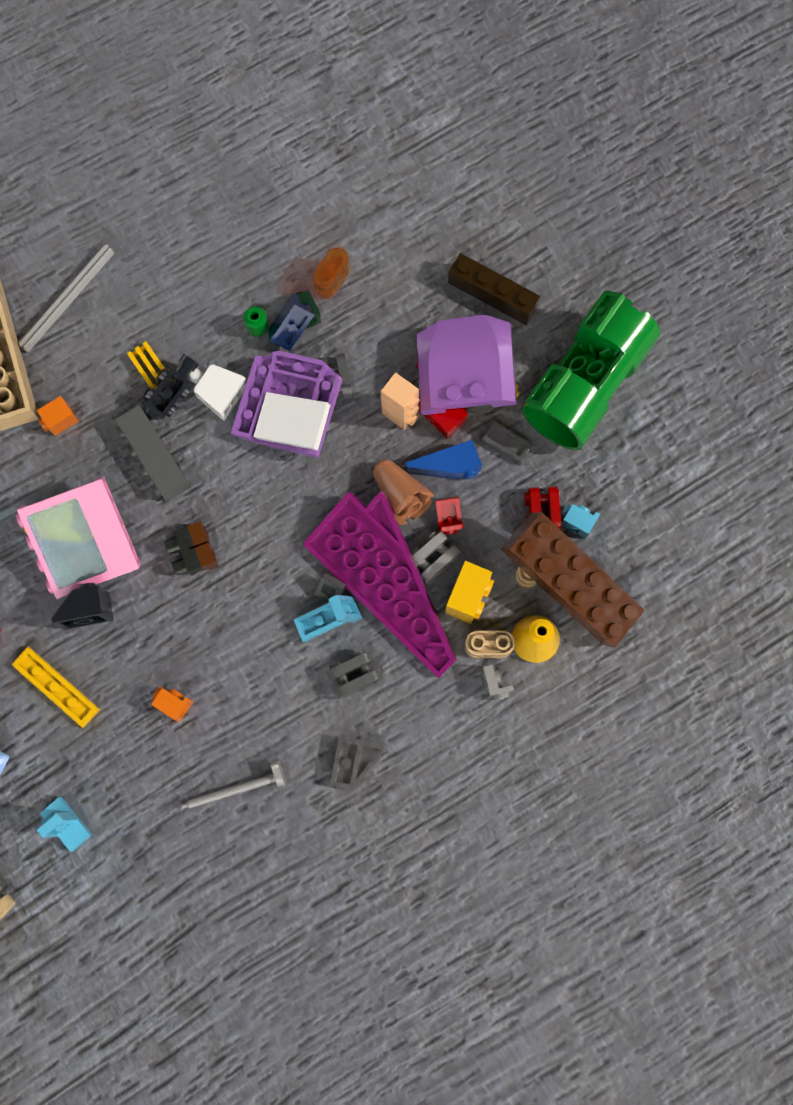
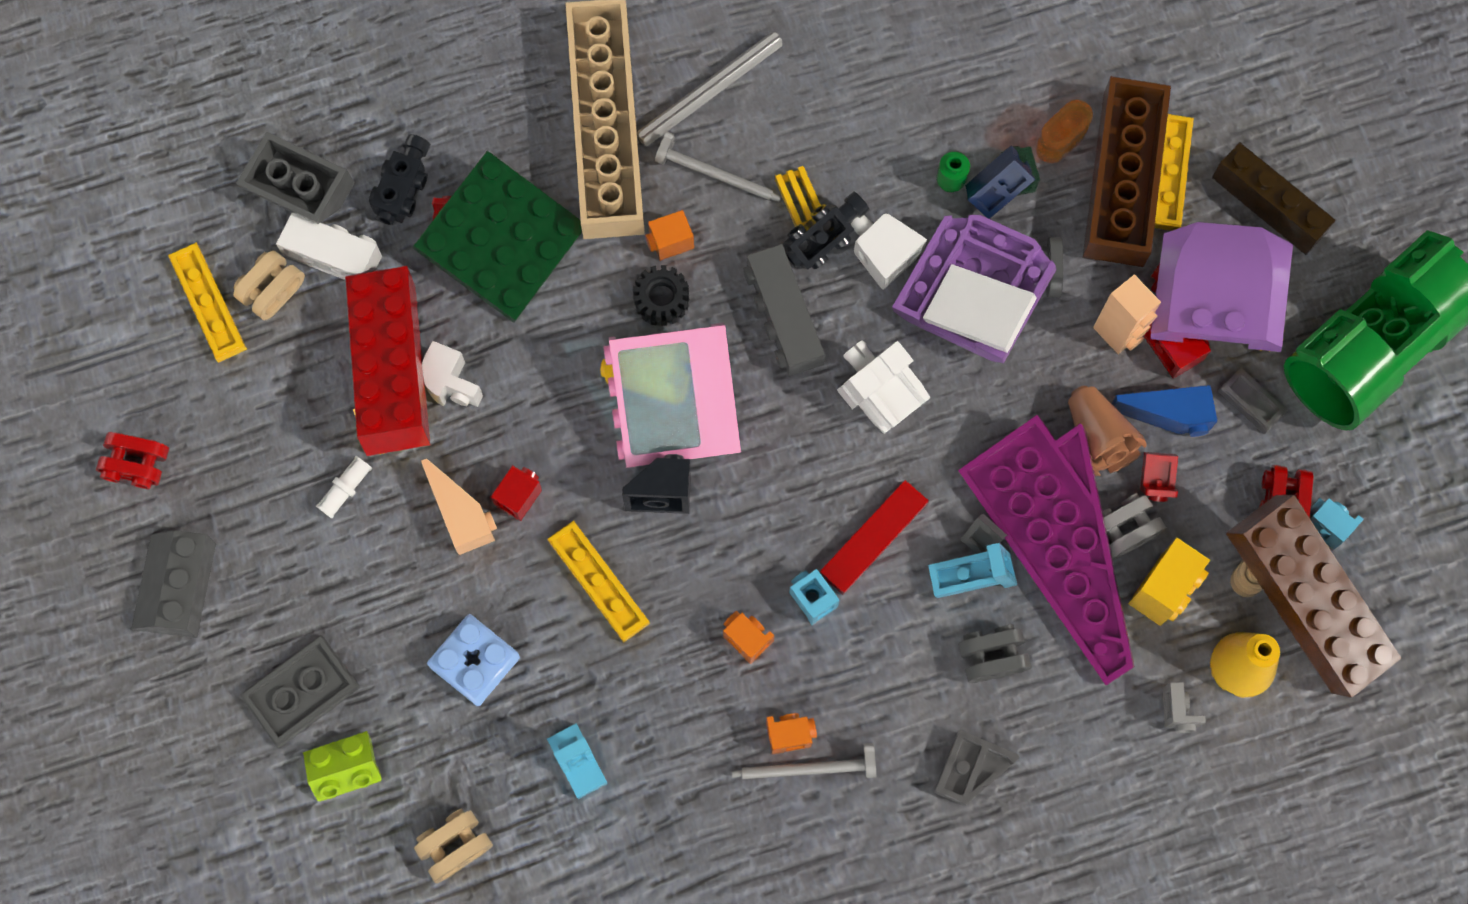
camera: 10 degrees right, 5 degrees down
(41, 354) = (665, 152): none -> light grey piece
(53, 450) = (661, 278): none -> black tyre
(195, 550) = (816, 444): hips -> none
(204, 657) = (813, 582): none -> medium azure brick
(216, 767) = (790, 733): none -> orange brick
(233, 493) = (883, 385): none -> white piece
(251, 607) = (874, 537): none -> red tile
(383, 293) = (1127, 172): none -> reddish brown brick
(417, 285) = (1174, 172): none -> yellow tile
(489, 644) = (1182, 656): tan brick -> none

